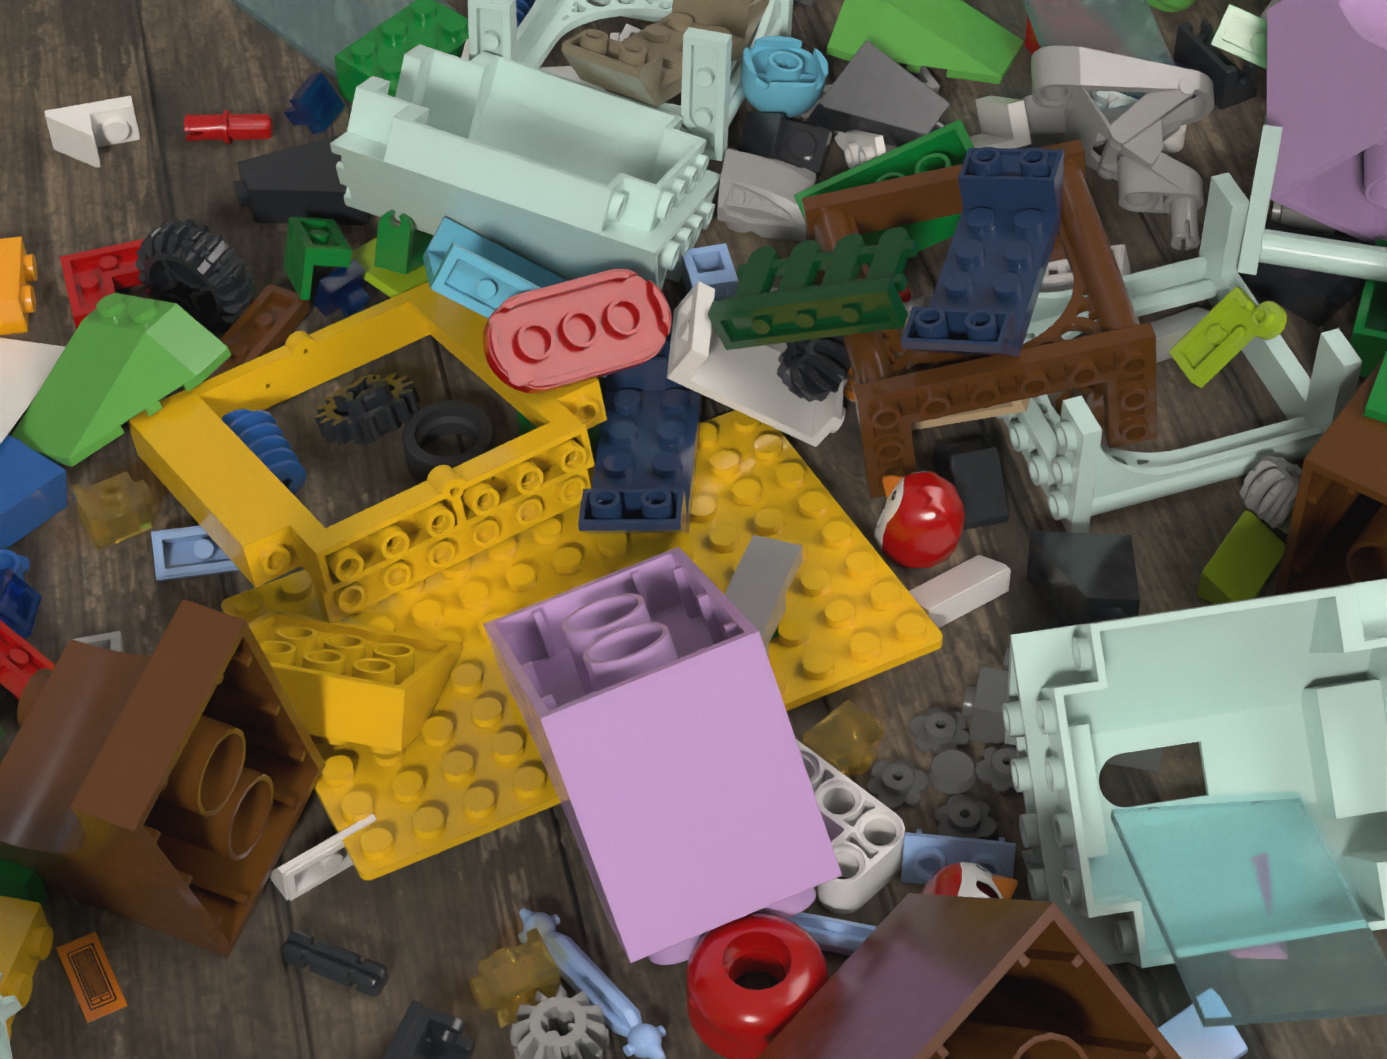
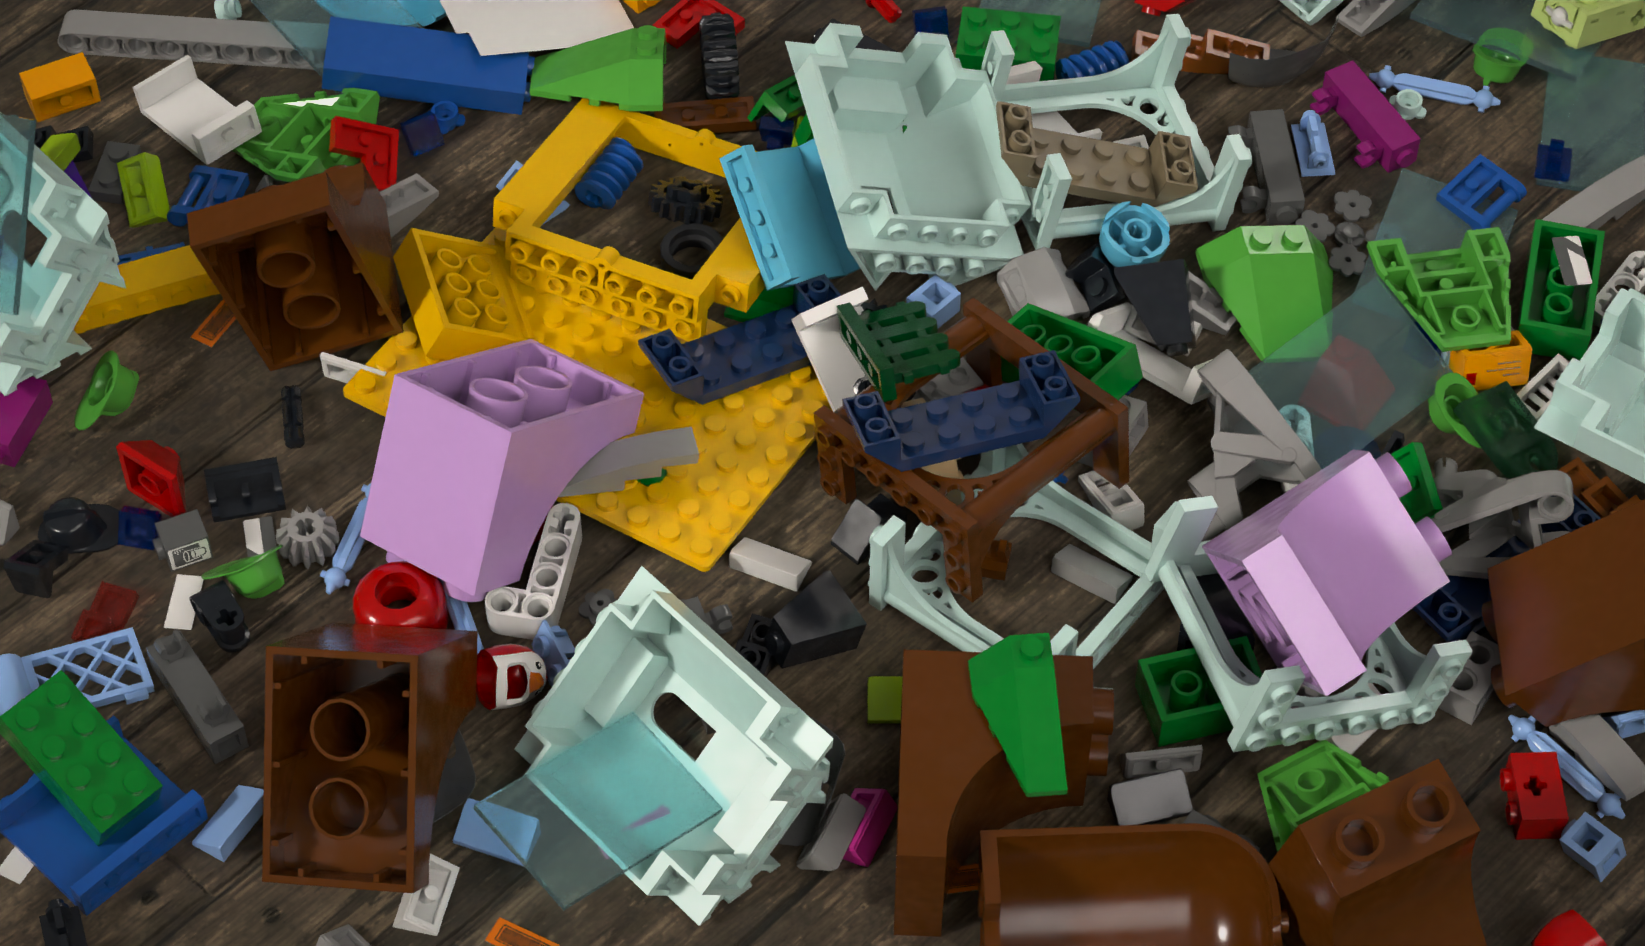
camera: 55 degrees right, 5 degrees up
(113, 509) = (522, 132): clear yellow brick -> none
(513, 978) = (333, 497): clear yellow brick -> none
(576, 331) = (762, 249): tile -> none
(846, 739) = (598, 563): clear yellow brick -> none
(920, 520) = (804, 514): red piece -> none
(1225, 334) = (1094, 595): lime hinge -> none

